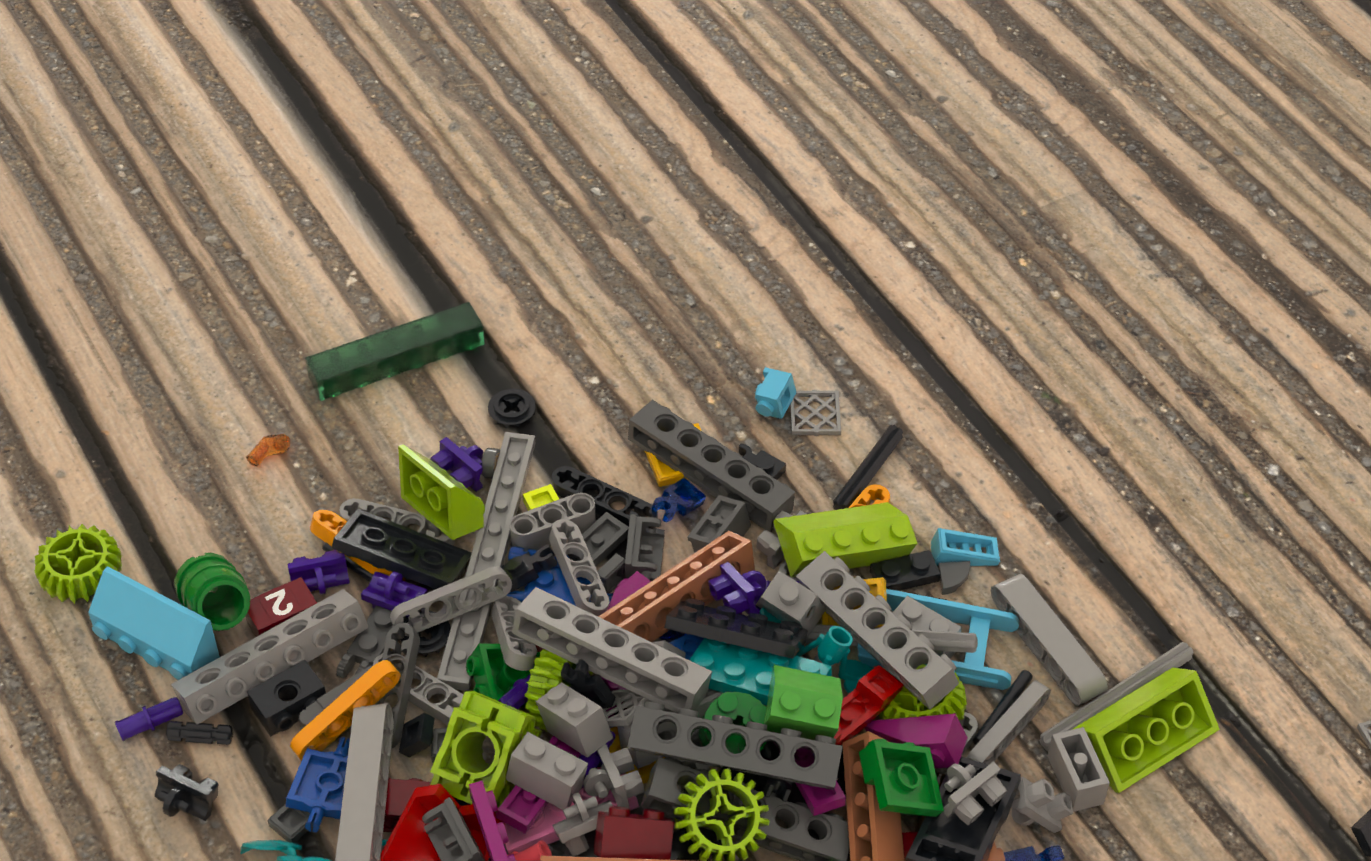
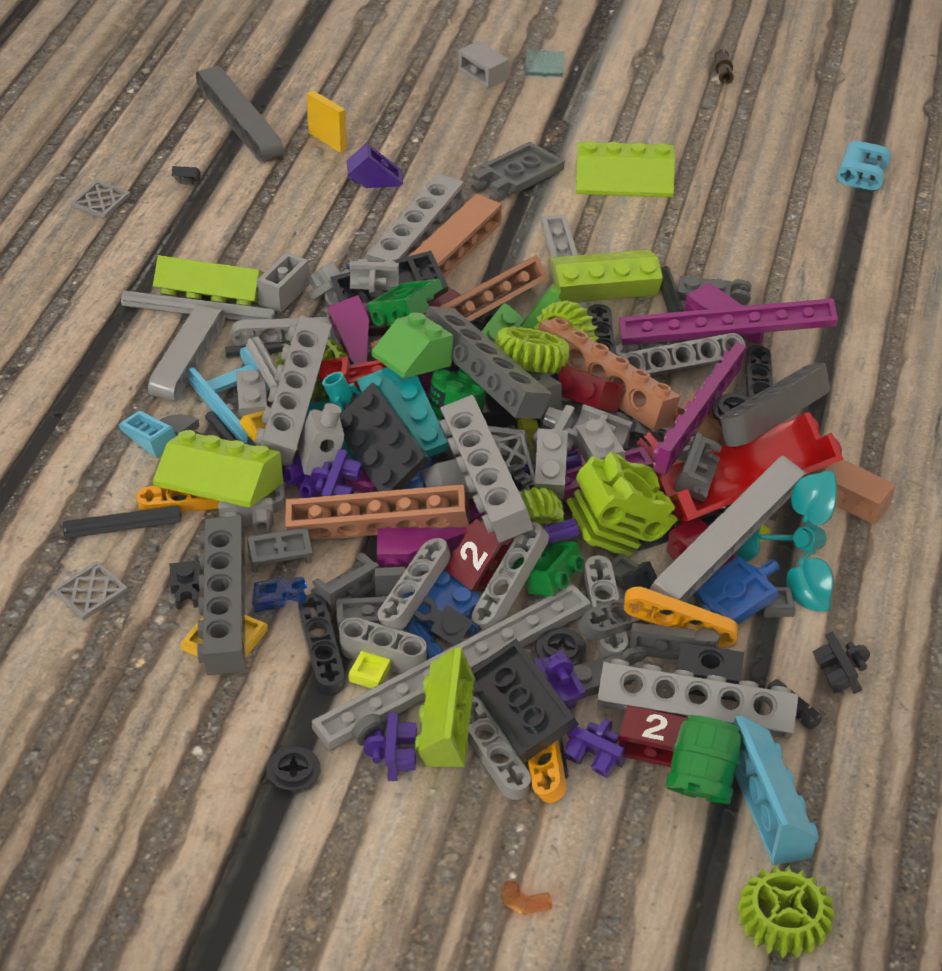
camera: 135 degrees left, 5 degrees down
(149, 718) = (825, 737): dark purple axle -> none
(395, 351) = (324, 897): clear green brick -> none
(450, 596) = (529, 628): light grey beam -> none
(775, 393) = (104, 608): medium azure brick -> none

